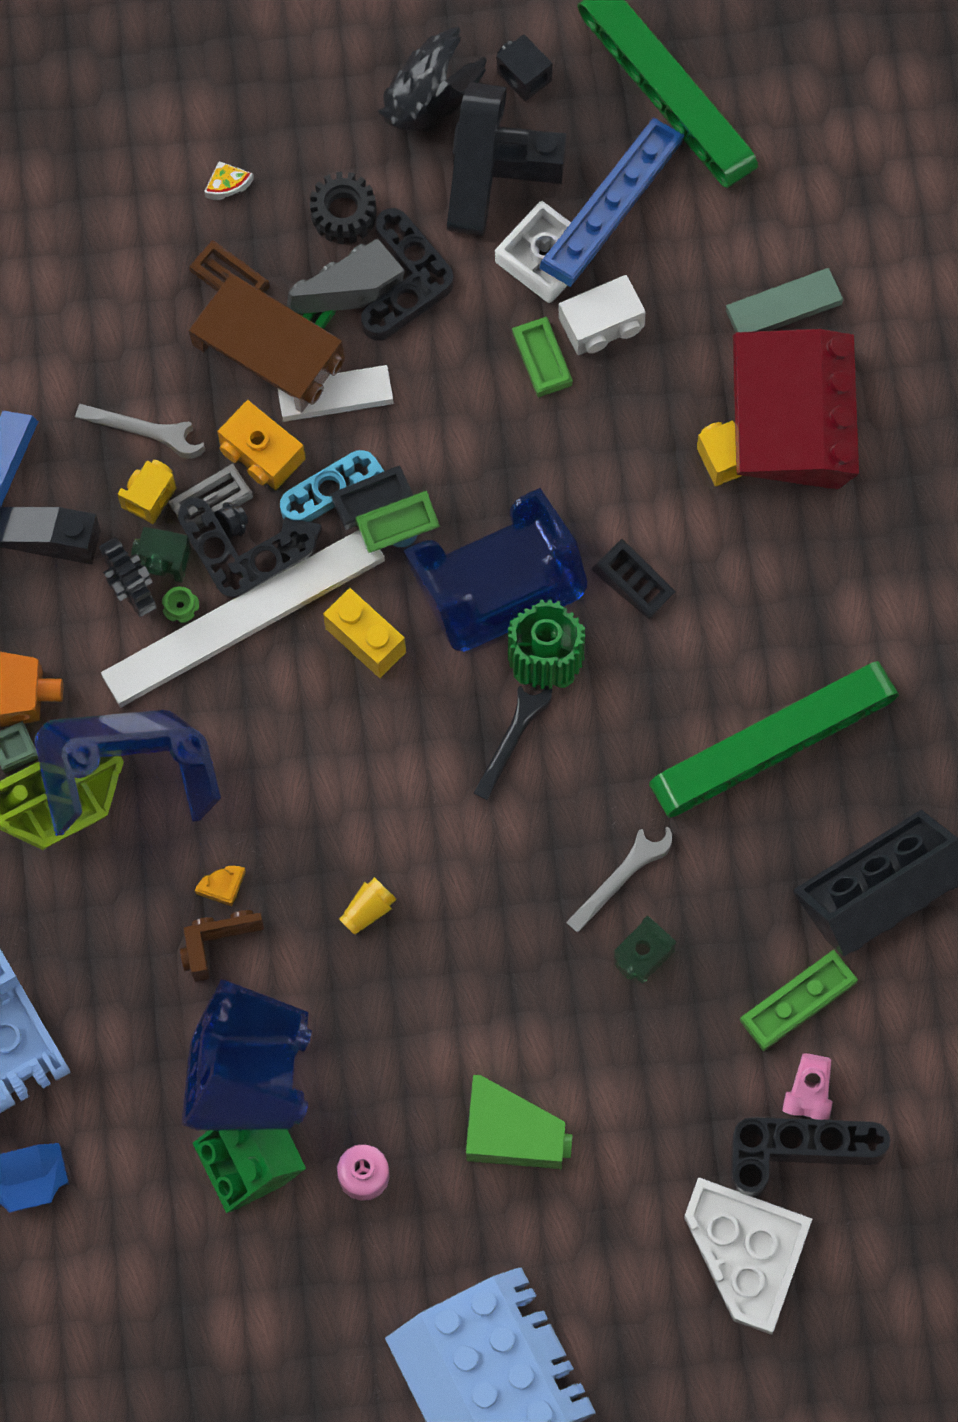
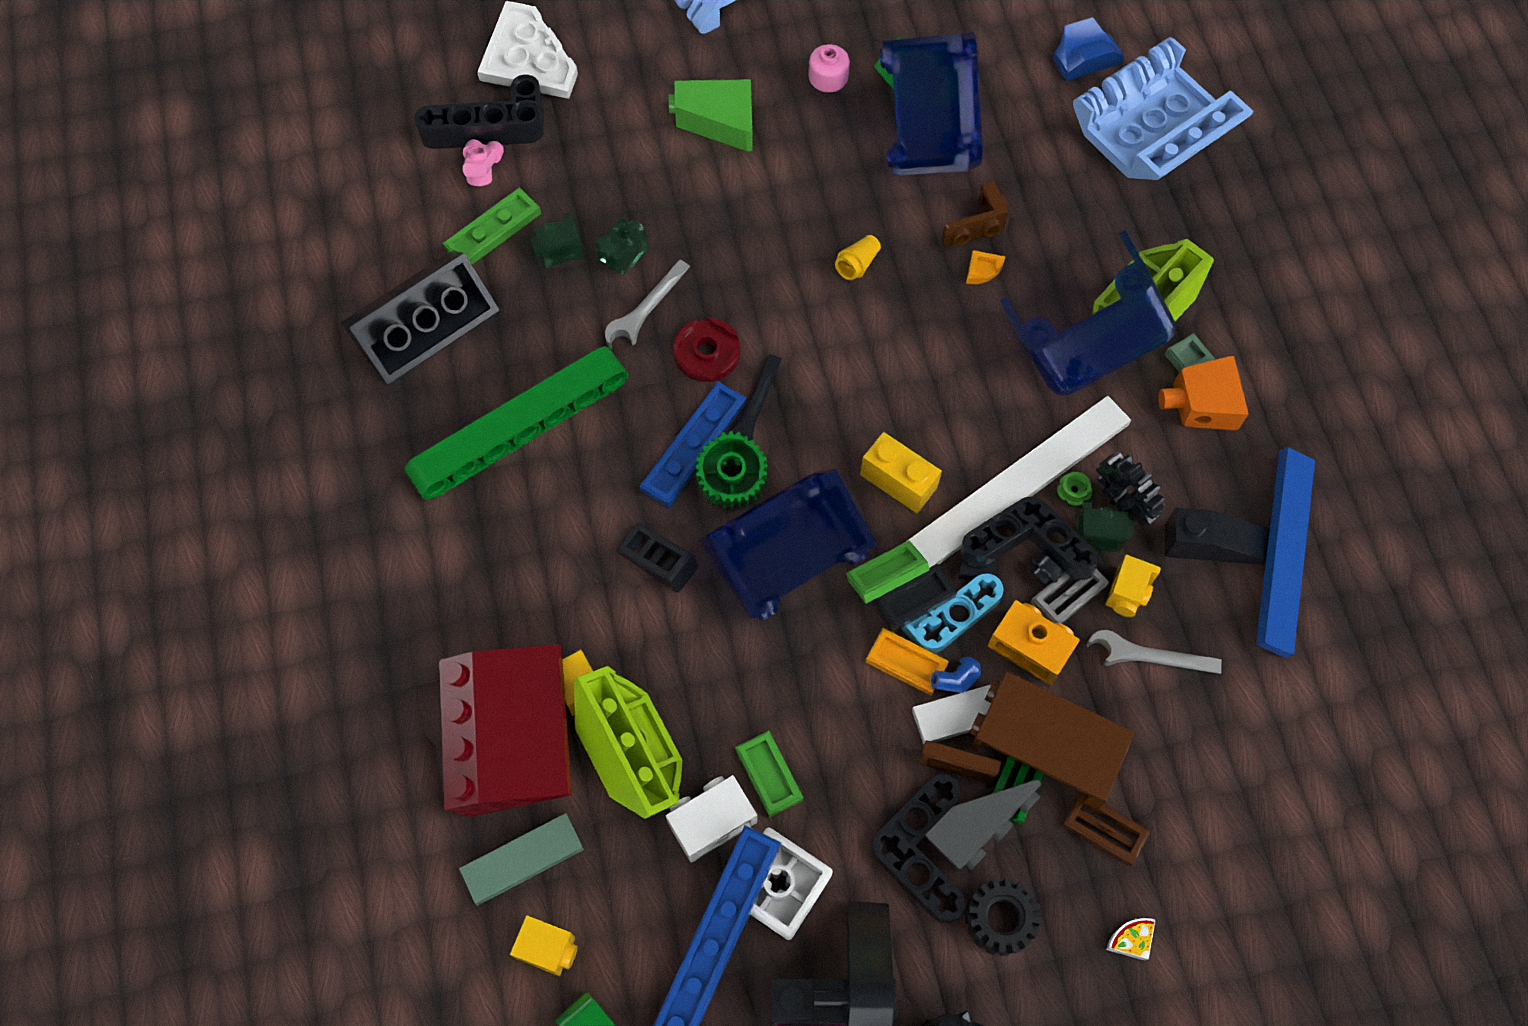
camera: 170 degrees right, 5 degrees down
(343, 416) = (960, 680): none -> blue arm
(361, 341) = (959, 762): none -> reddish brown tile
(390, 446) = (905, 660): none -> light orange tile
(557, 835) = (712, 366): none -> dark red tile
(582, 702) = (678, 462): none -> blue tile
(673, 380) = (627, 742): none -> lime wedge
(721, 961) = (557, 242): none -> clear green brick
(765, 223) = (544, 946): none -> yellow brick

